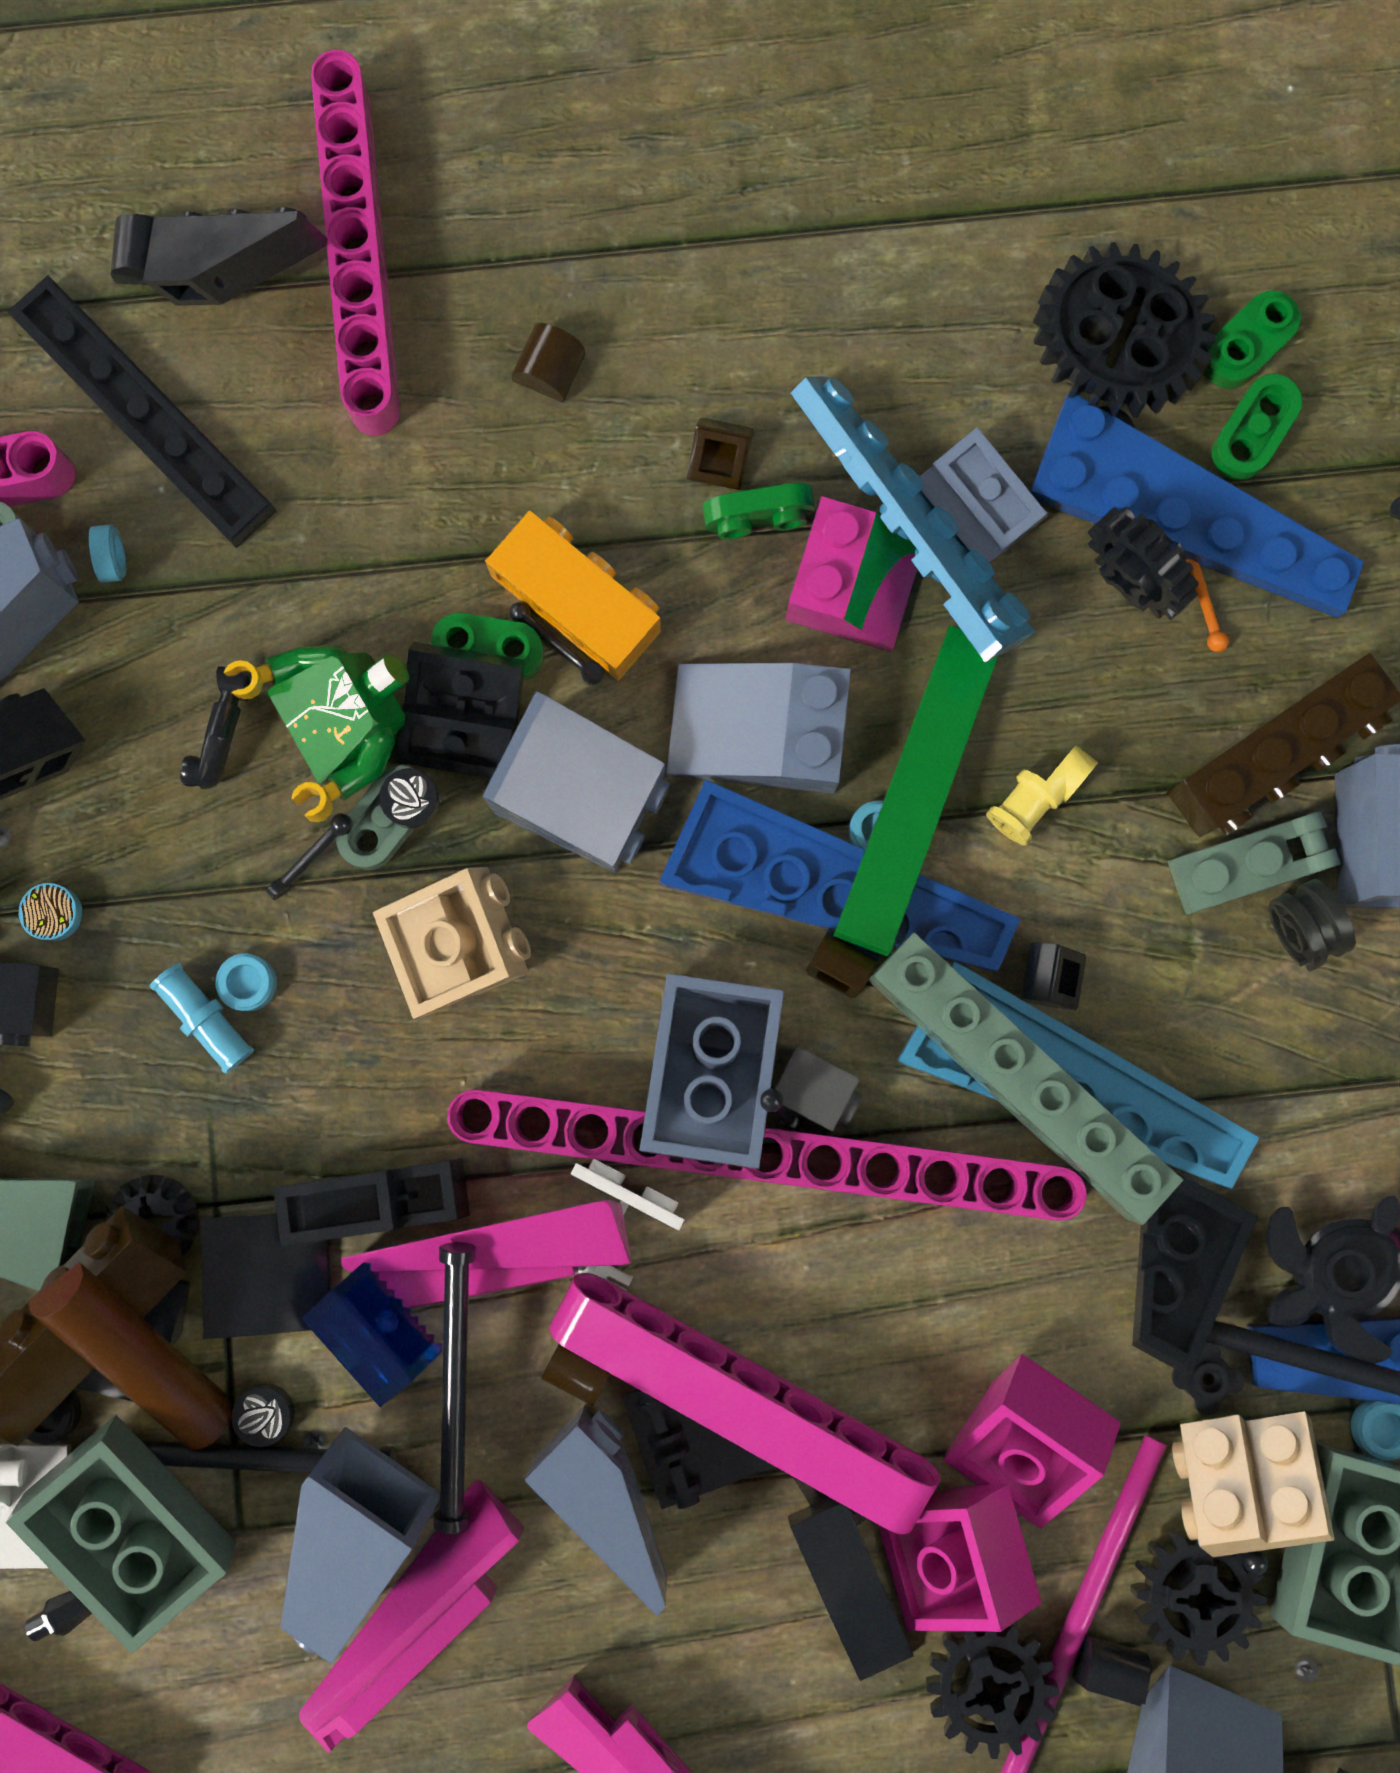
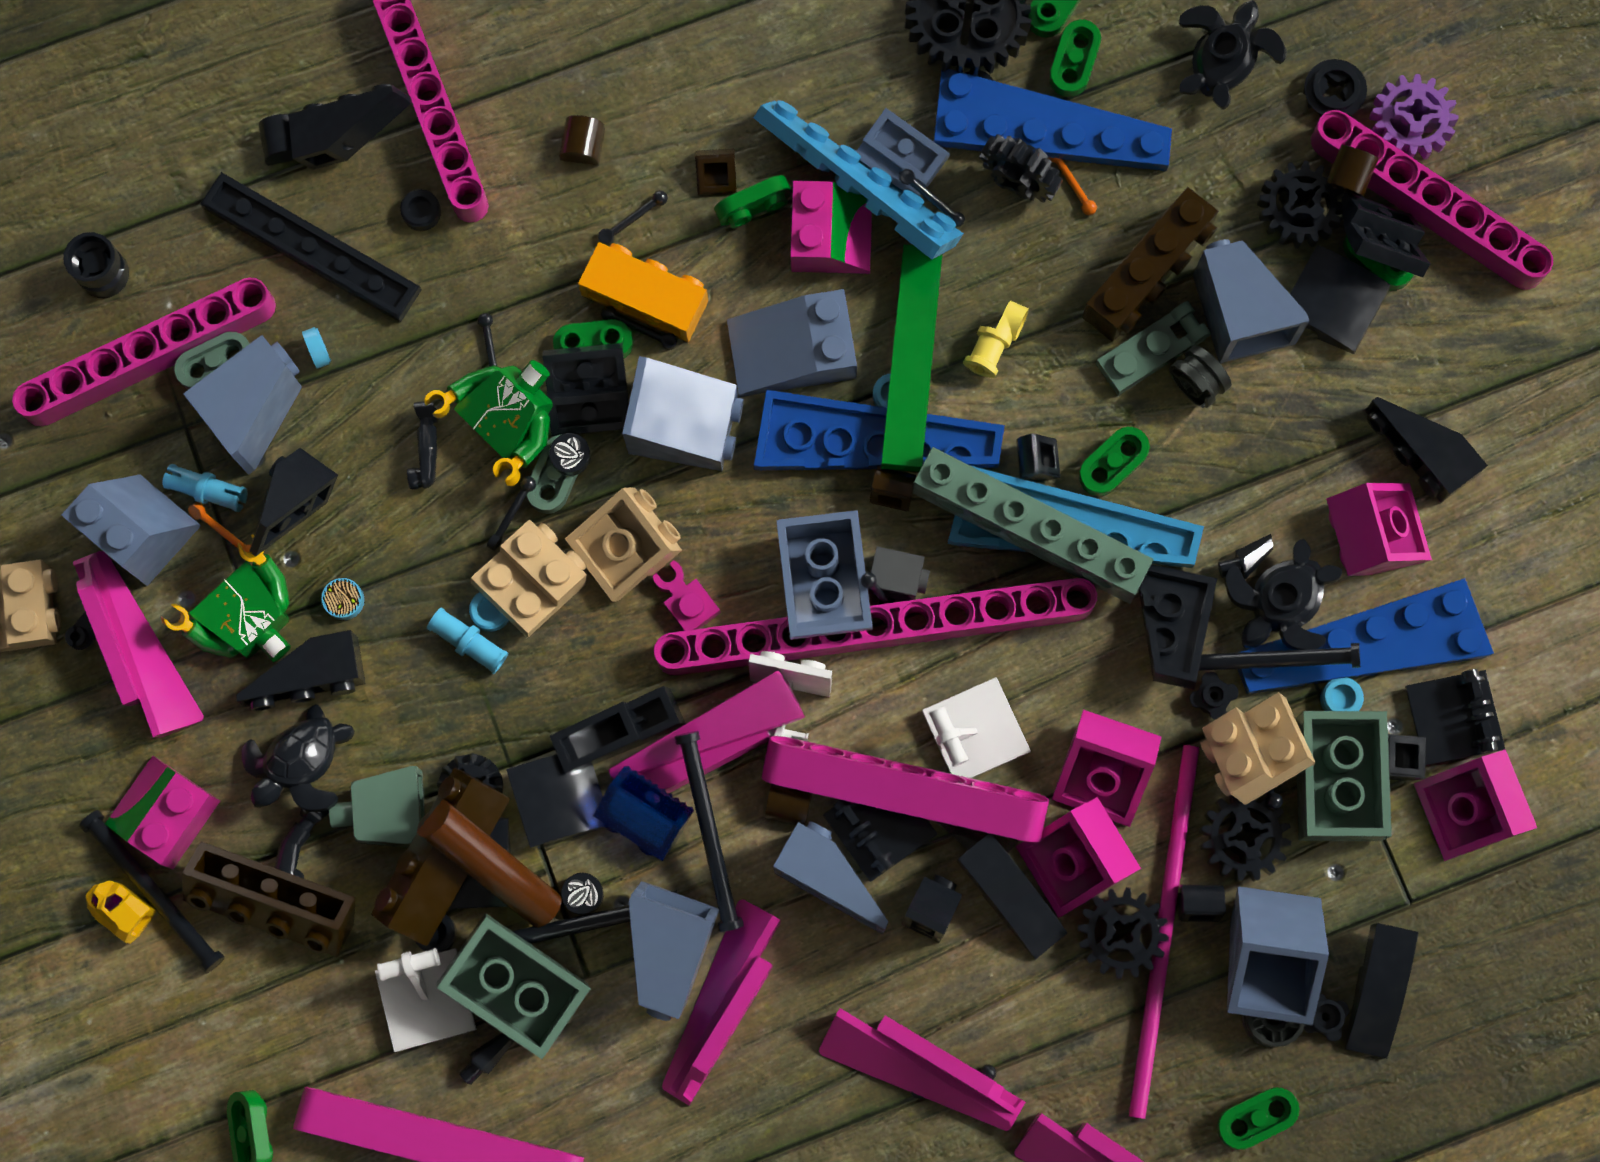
camera: 10 degrees left, 5 degrees down
(304, 400) = (420, 210): none -> black tile
(310, 954) = (530, 577): none -> tan plate
(349, 577) = (485, 321): none -> black hinge
(519, 1048) = (689, 603): none -> dark pink plate
(547, 504) = (606, 236): none -> black hinge
(734, 1592) = (932, 907): none -> black slope
(864, 1337) = (976, 730): none -> white plate
(980, 533) = (907, 177): none -> black hinge
(1156, 1010) = (1113, 462): none -> green plate
(1306, 1194) = (1248, 557): none -> black bar

